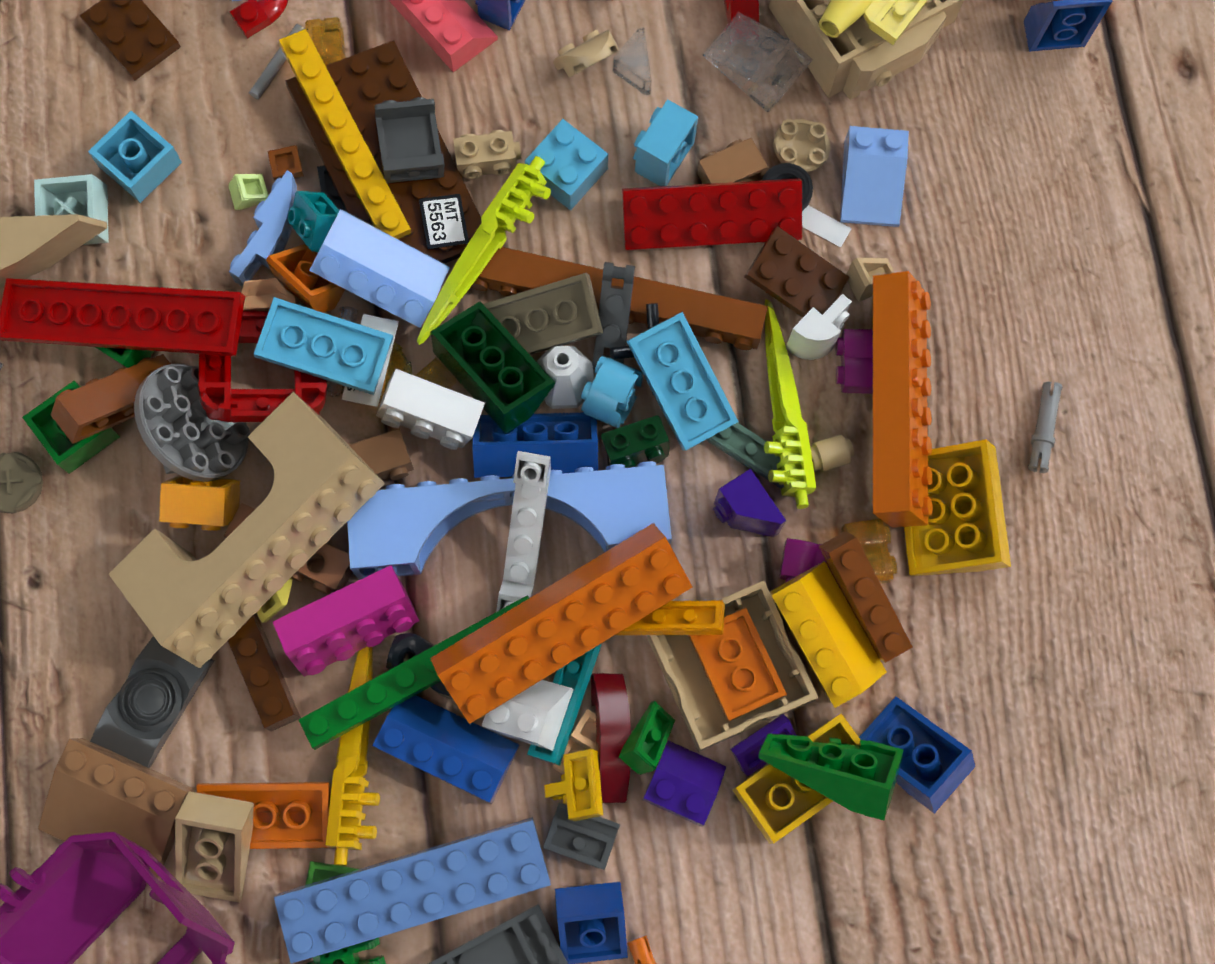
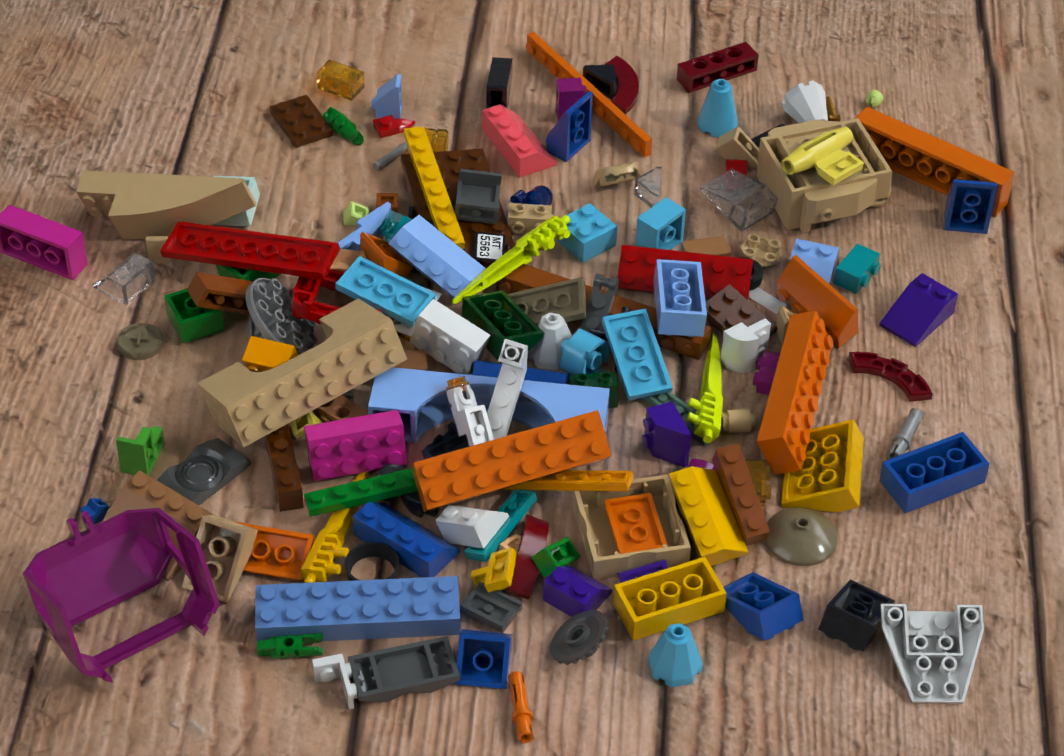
camera: 15 degrees right, 30 degrees down
(27, 795) = (96, 508): none -> blue piece
(65, 681) = (141, 452): none -> bright green panel
(135, 156) = (284, 180): medium azure brick -> none
(191, 32) = (343, 126): none -> green hinge
(385, 796) = (371, 549): none -> black tyre
(465, 580) = (447, 443): none -> black wing
(485, 117) = (538, 196): none -> clear blue piece
(489, 550) = (469, 417): none -> white plate
(690, 870) = (579, 637): none -> dark grey gear
(721, 276) = (679, 298): none -> light blue brick
(815, 867) = (675, 657): none -> medium azure cone
(850, 775) = (706, 588): green wedge -> none
(898, 236) = (810, 292): none -> orange slope
(932, 638) = (801, 536): none -> dark tan dish
(933, 152) = (857, 268): none -> teal brick
(1010, 317) = (893, 370): none -> dark red tile
(1026, 209) = (920, 310): none -> dark purple slope
(1040, 742) = (854, 615): none -> black slope
(1096, 491) = (934, 472): none -> blue brick
(1145, 777) = (934, 650): none -> white wedge

